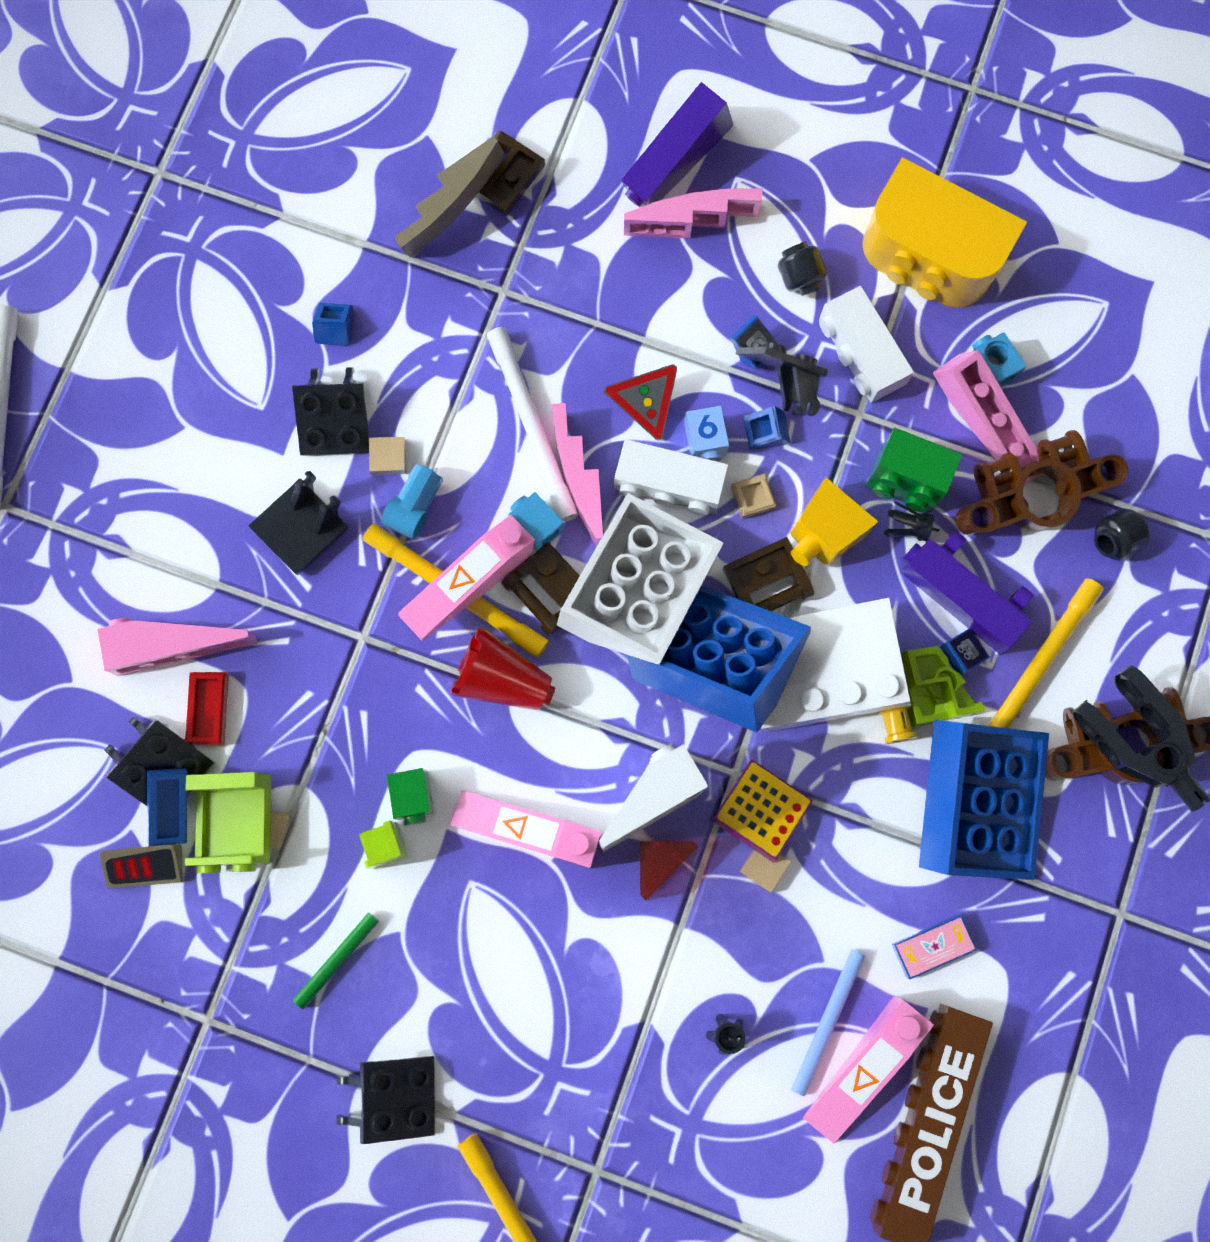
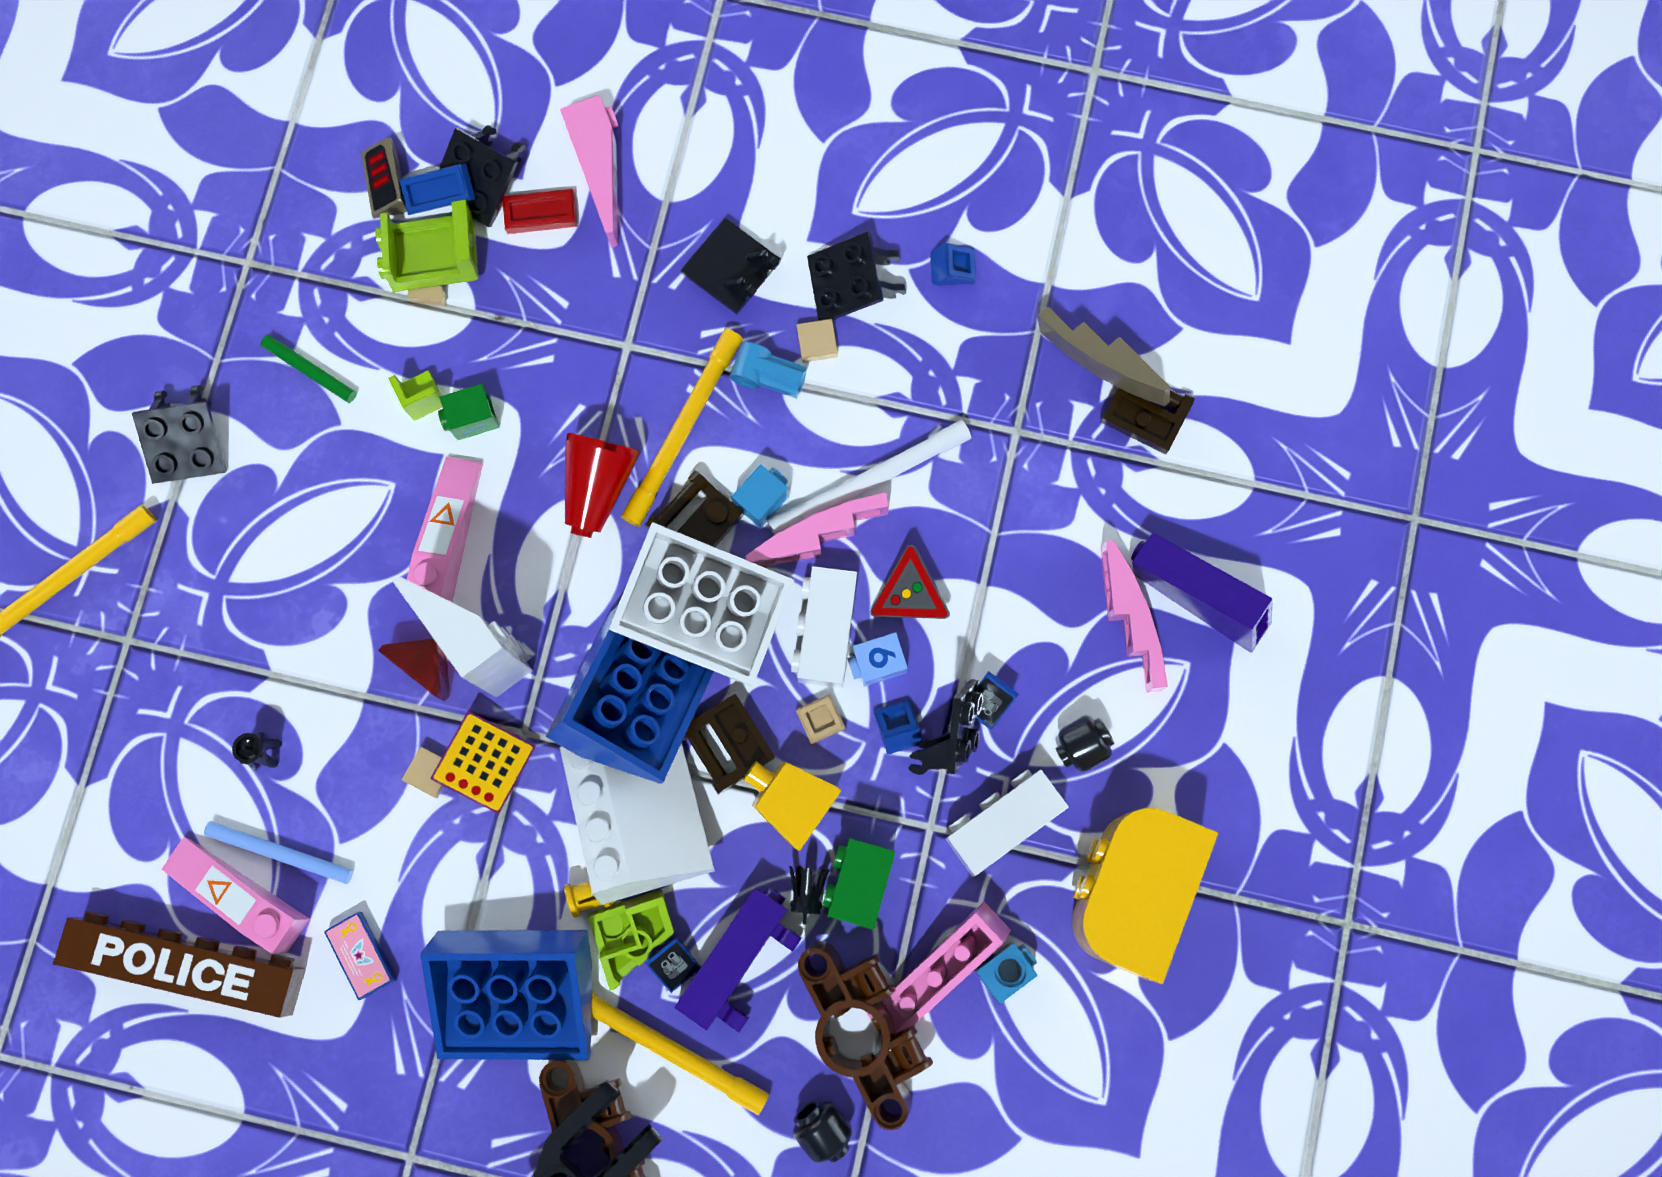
camera: 85 degrees right, 0 degrees up
(469, 577) = (689, 434): bright pink slope -> none

